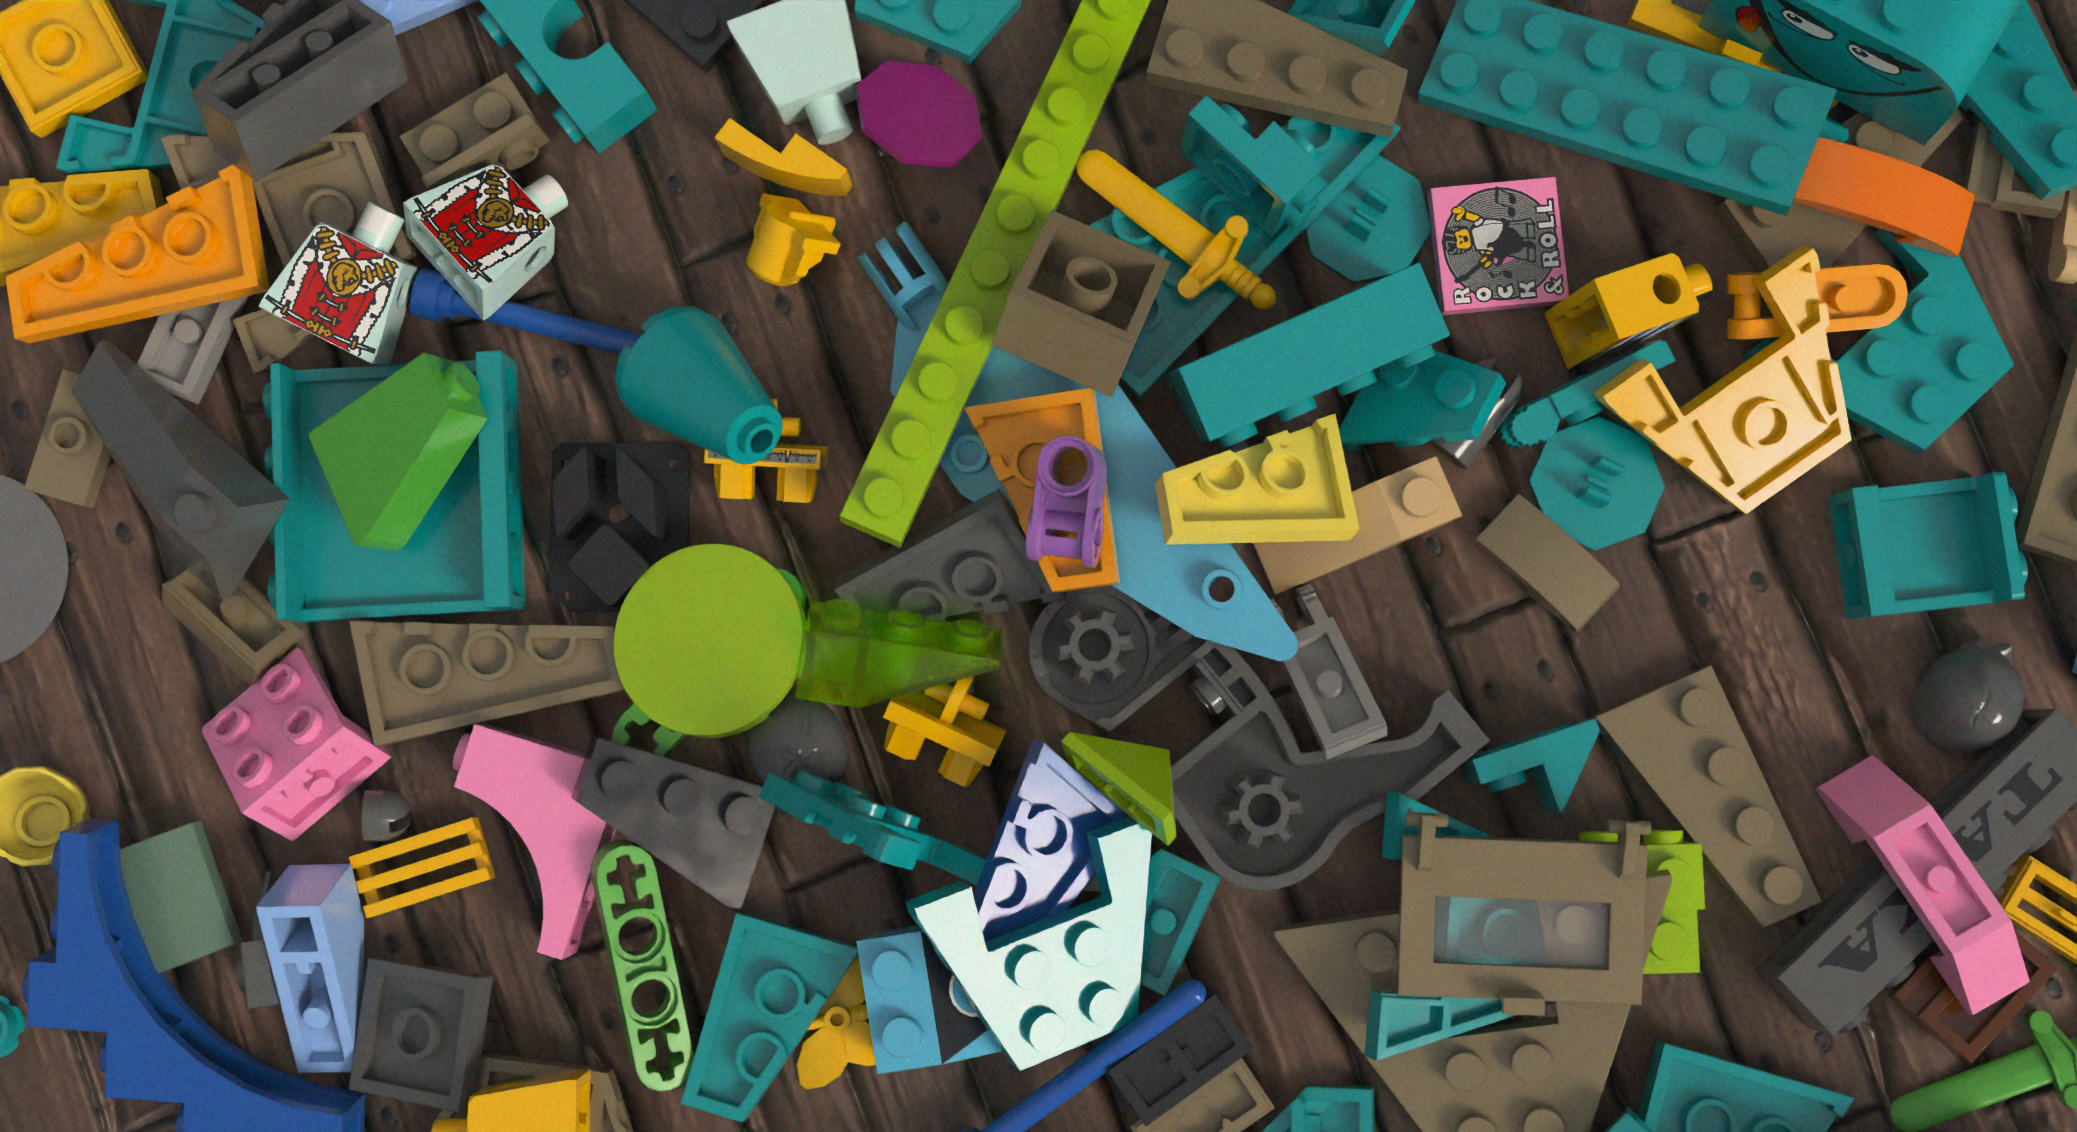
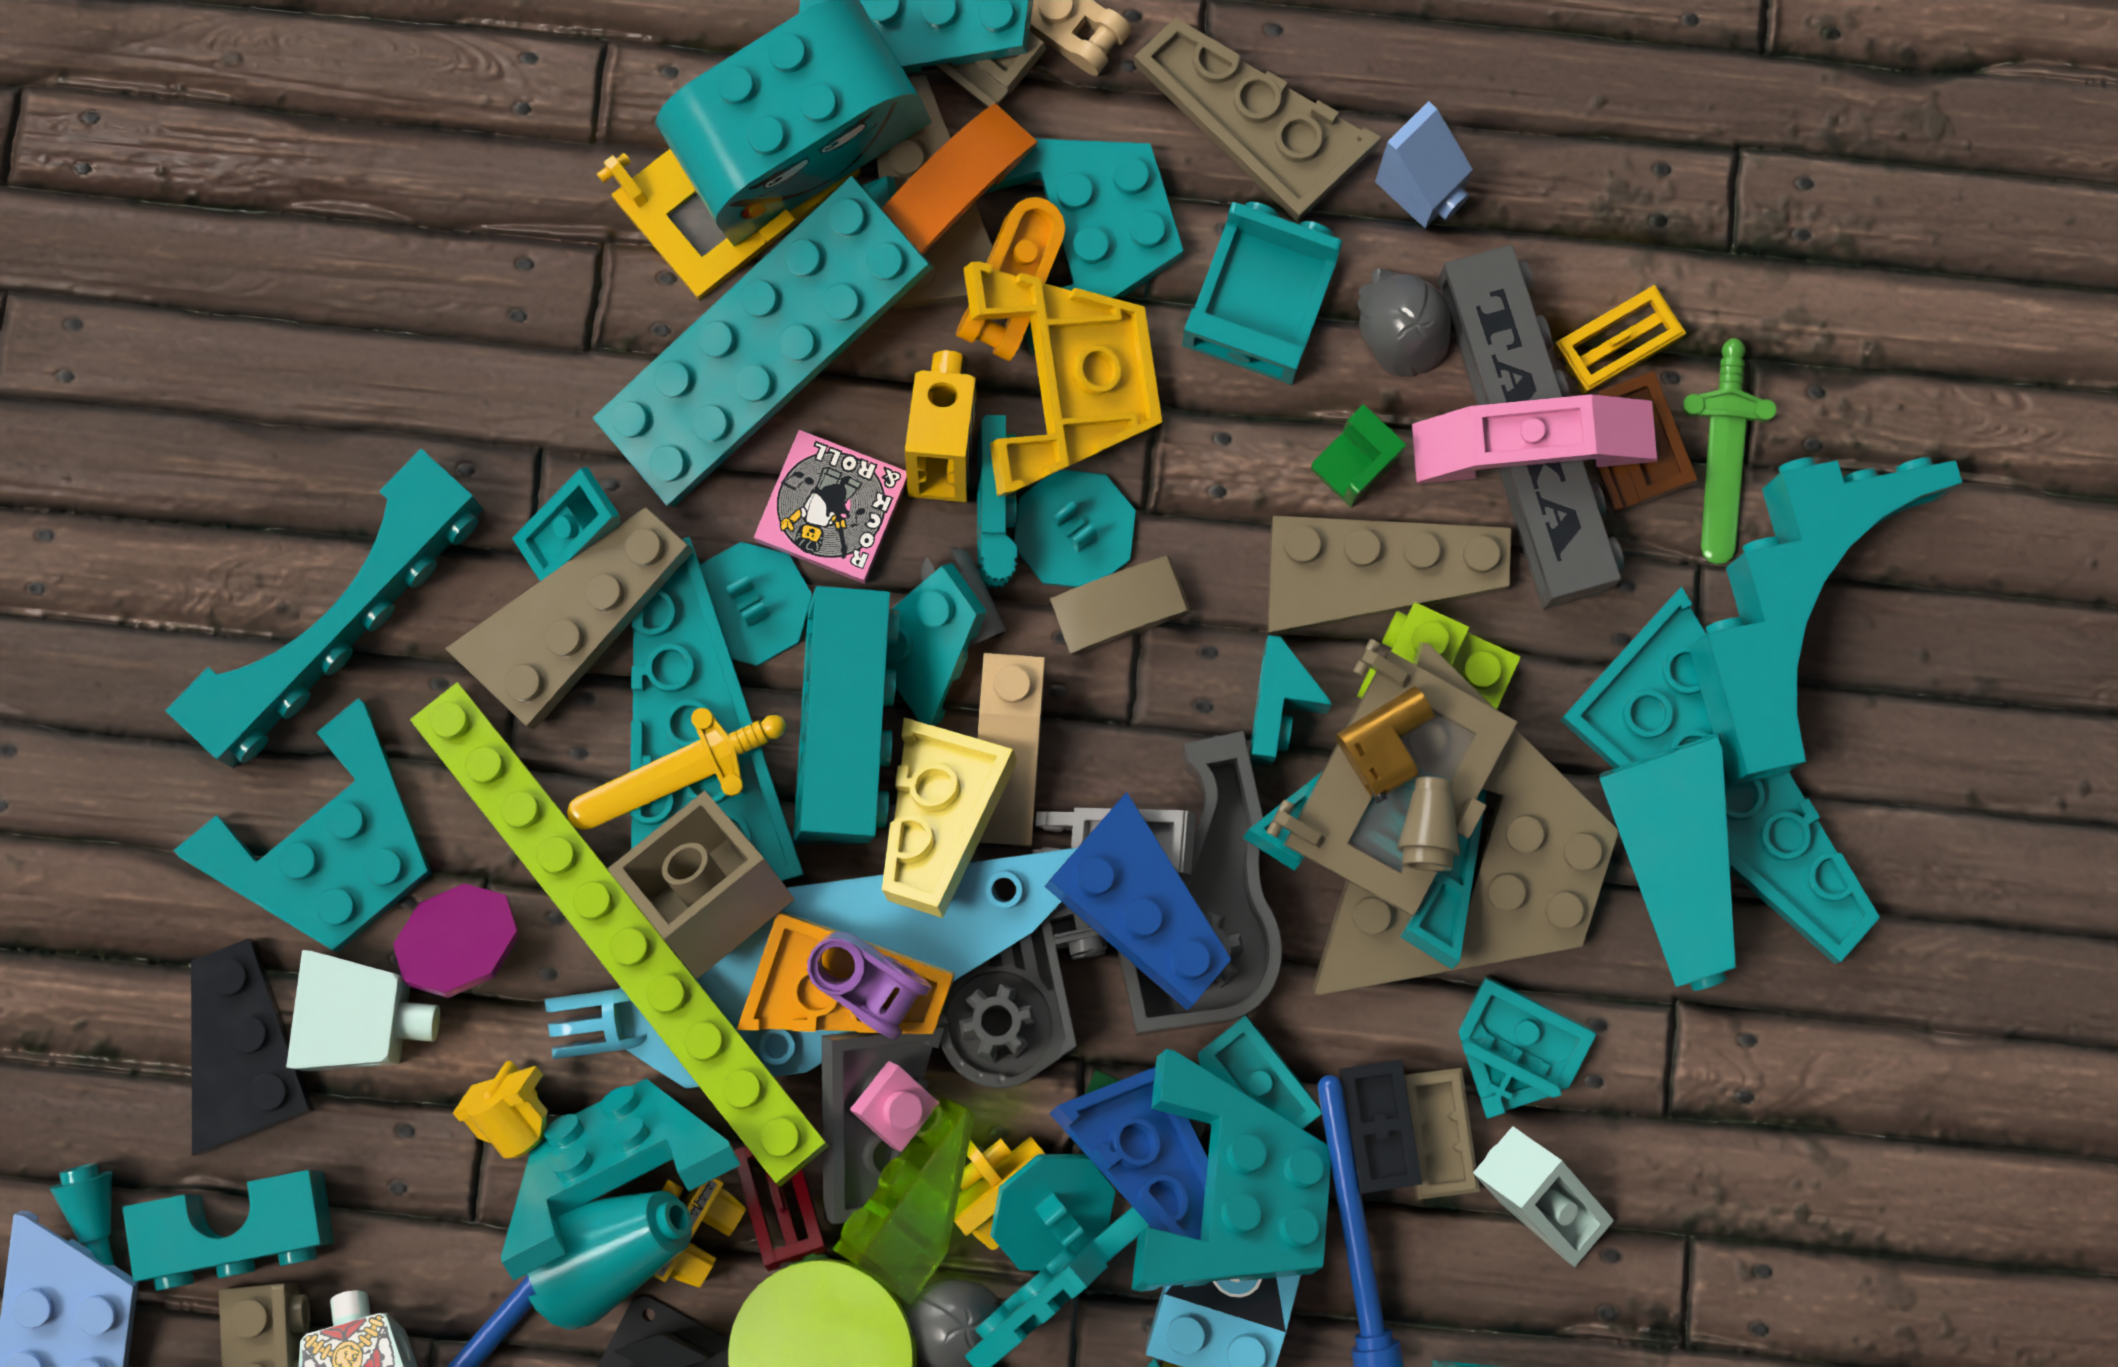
camera: 65 degrees left, 5 degrees down
(786, 338) = (599, 1151): none -> teal wing
(794, 565) = (794, 1248): none -> dark red tile
(796, 167) = (446, 1069): yellow slope -> none
(947, 783) = (1049, 1207): none -> teal piece
(968, 590) = (894, 1106): none -> bright pink plate
(1129, 776) = (1121, 1048): lime slope -> none
(1265, 177) = (678, 672): teal plate -> none
(1273, 726) = (1140, 904): none -> blue wing
(1494, 971) = (1430, 827): none -> dark tan cone
(1548, 877) = (1376, 746): none -> pearl gold piece
(1814, 719) = (1358, 456): none -> green panel

